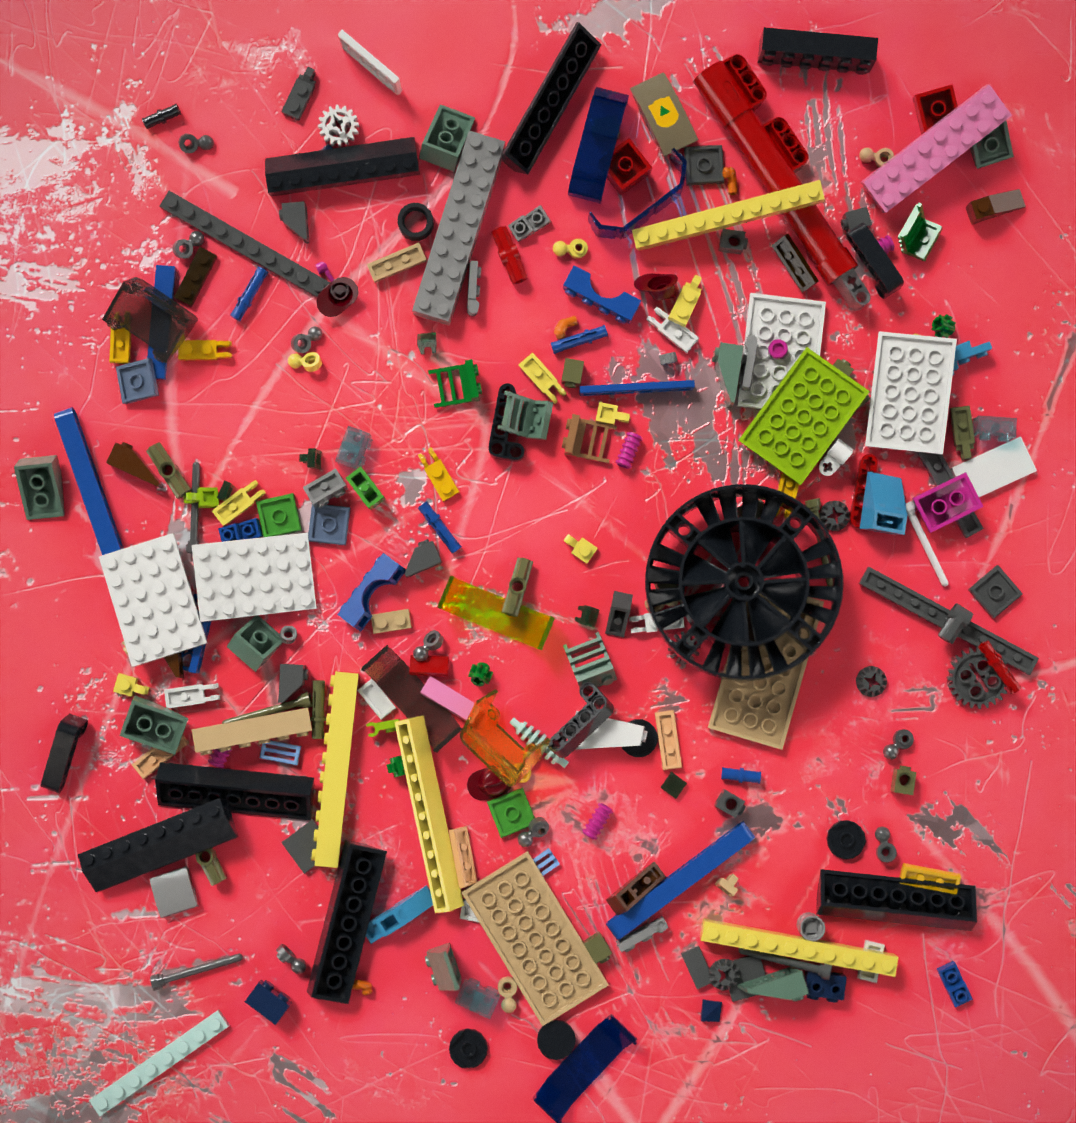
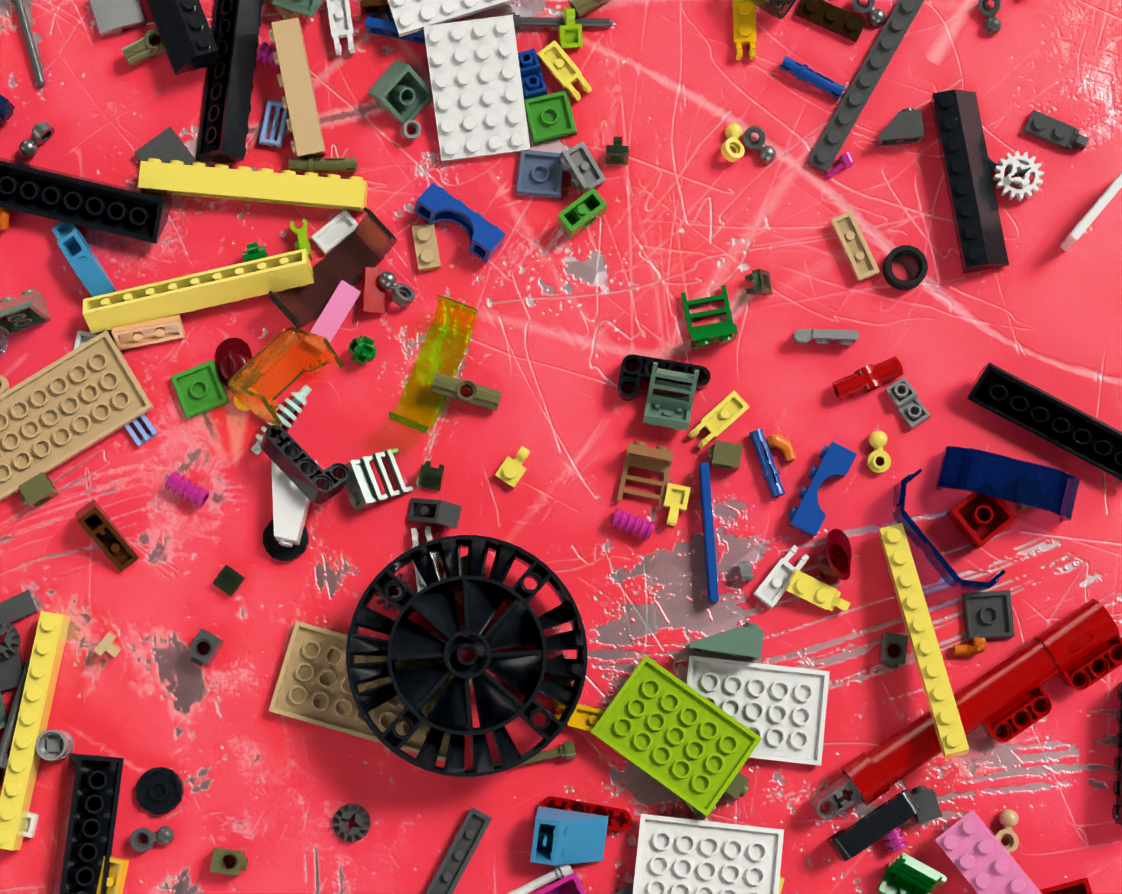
camera: 90 degrees right, 5 degrees down
(225, 491) = (578, 55): clear green tile -> none
(291, 680) = (357, 133): dark grey slope -> none
(303, 701) = (333, 148): olive piece -> none
(337, 296) = (810, 176): dark red piece -> none
(353, 448) = (630, 199): clear light blue brick -> none
(423, 558) = (500, 282): dark grey slope -> none
(437, 524) = (536, 301): blue pin -> none
(439, 476) = (599, 300): yellow hinge -> none
(446, 138) = (1009, 302): sand green slope -> none
(459, 228) = (898, 318): light grey brick -> none
(537, 828) = (180, 419): flat silver plate -> none
(642, 934) = (53, 543): light grey hinge -> none
(663, 114) = (1049, 563): dark tan slope -> none
(668, 740) = (283, 574): light nougat tile -> none
(681, 879) = (116, 591): blue beam -> none
(741, 775) = (238, 661): blue pin -> none
(748, 362) = (742, 667): light grey hinge -> none
(777, 349) = (759, 704): dark pink tile -> none
(795, 263) = (868, 727): dark brown plate -> none
(830, 523) = (560, 767): dark grey gear -> none
(837, 455) = (627, 776): white piece -> none
(891, 750) = (265, 846): flat silver plate -> none

